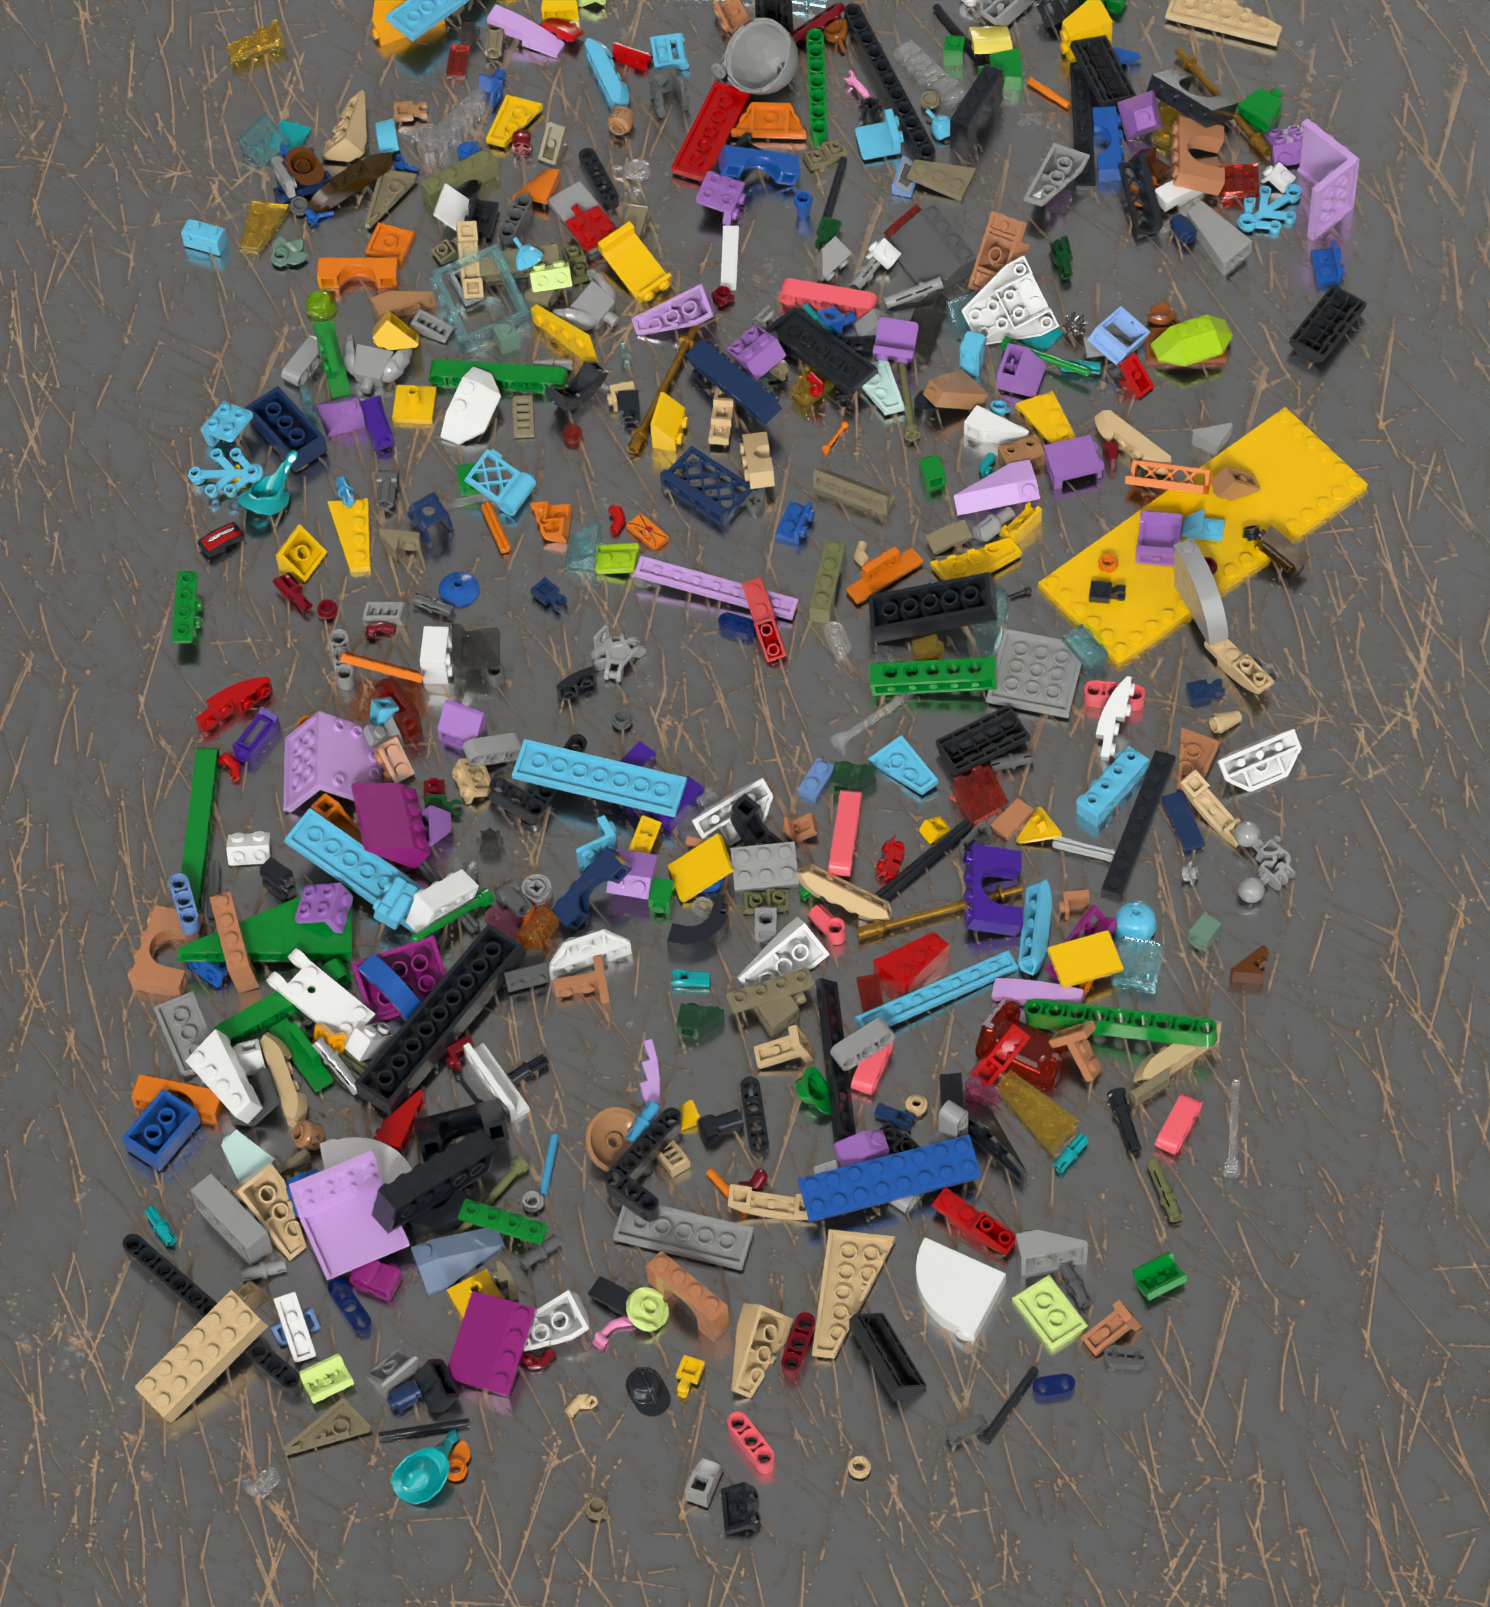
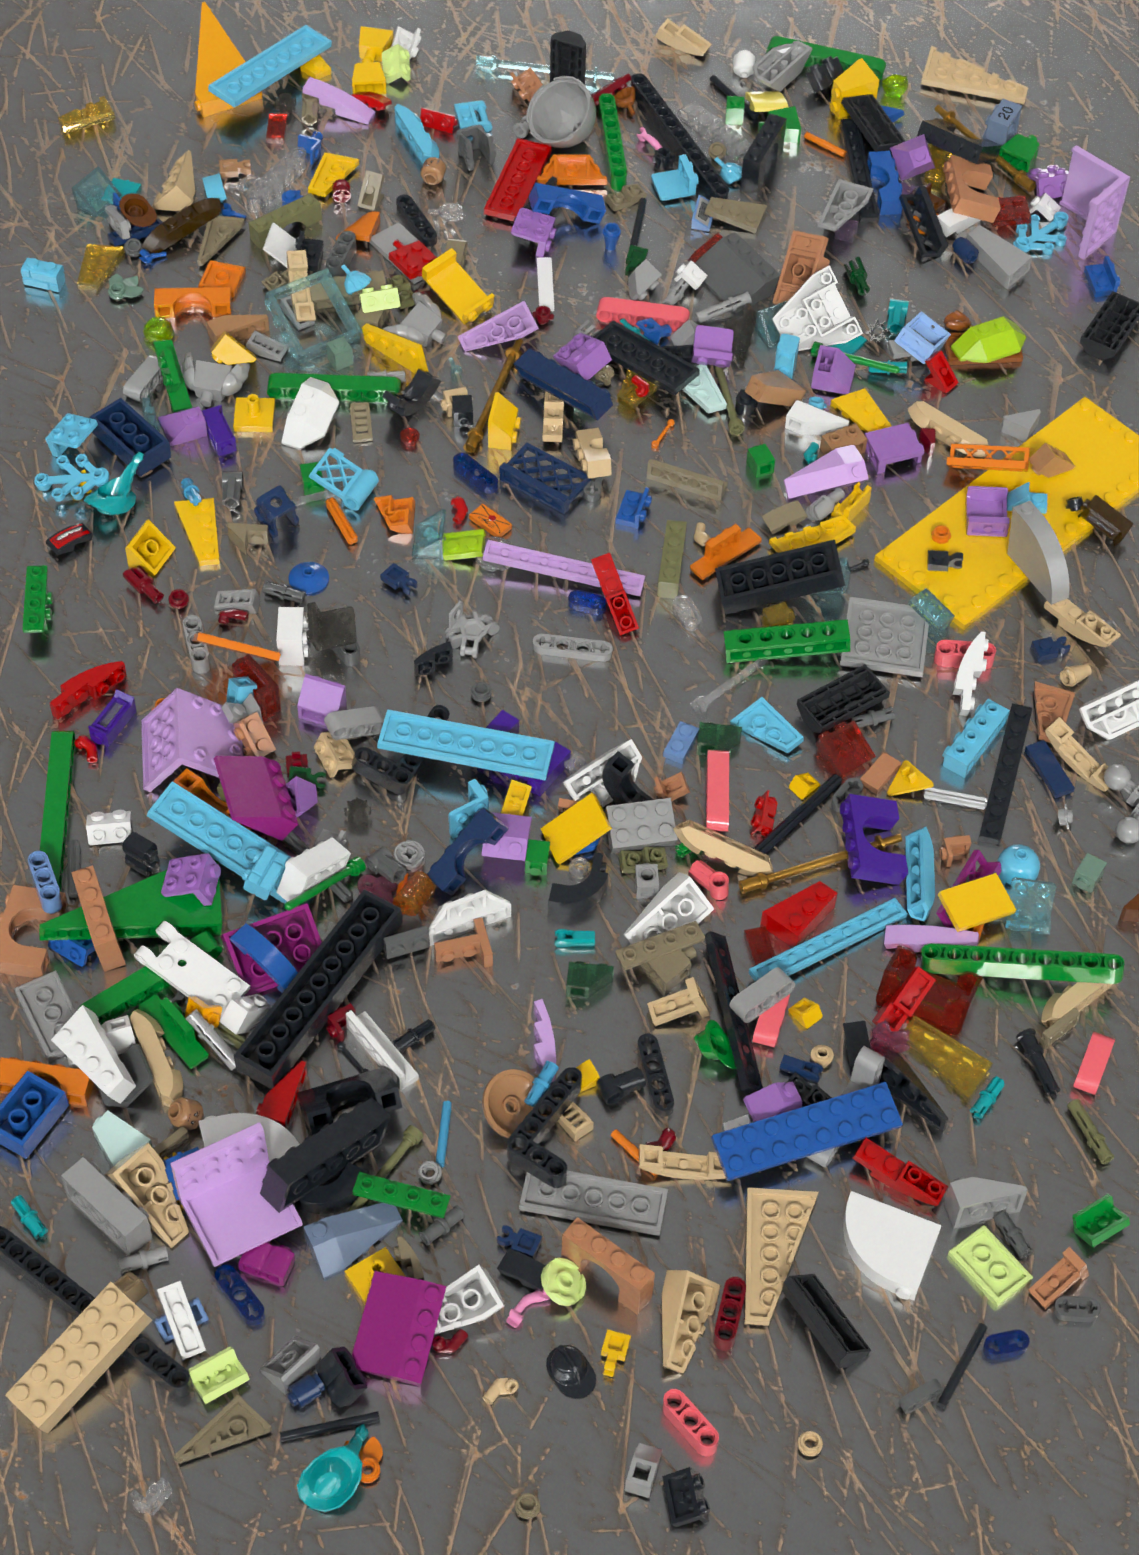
camera: 10 degrees left, 5 degrees down
(613, 1270) = (523, 1241): none -> dark blue plate
(635, 469) = (473, 465): none -> clear blue beam
(718, 671) = (572, 651): none -> light grey beam
(907, 1061) = (806, 1012): none -> yellow slope
(1076, 1040) = (985, 988): nougat bracket -> none
(1099, 301) = (897, 314): none -> teal piece
(1135, 21) = (895, 85): none -> clear neon green hair
(1244, 75) = (1003, 122): none -> sand blue brick

